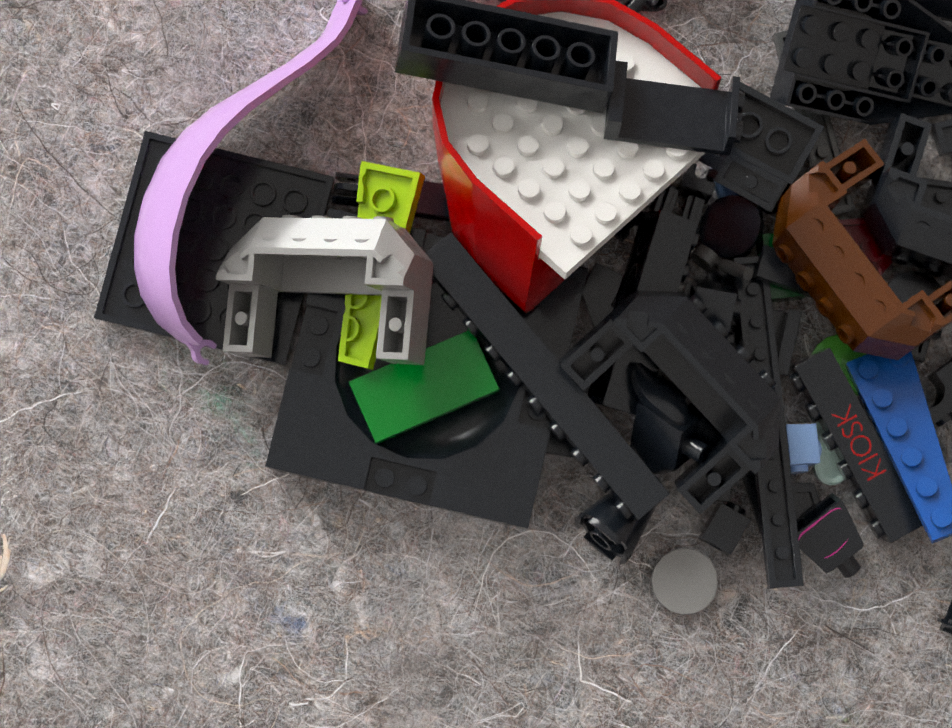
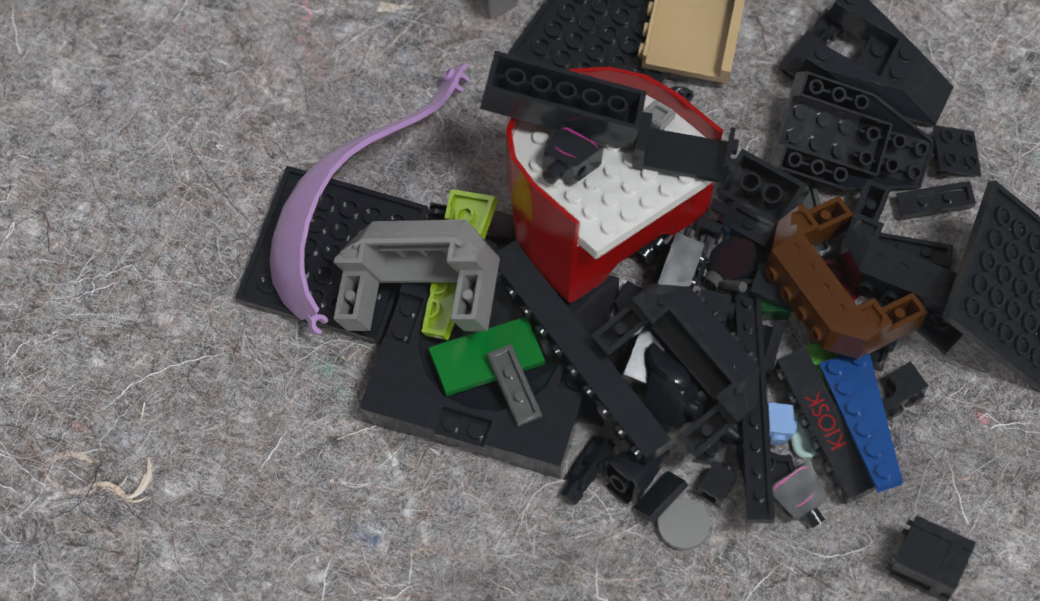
camera: 10 degrees right, 15 degrees down
(462, 427) = (514, 385): none -> dark grey tile
(520, 133) = (570, 156): none -> black torso
(559, 517) = (586, 468): none -> black hinge
(637, 56) = (661, 115): none -> light grey tile
(655, 548) = (660, 496): none -> black tile

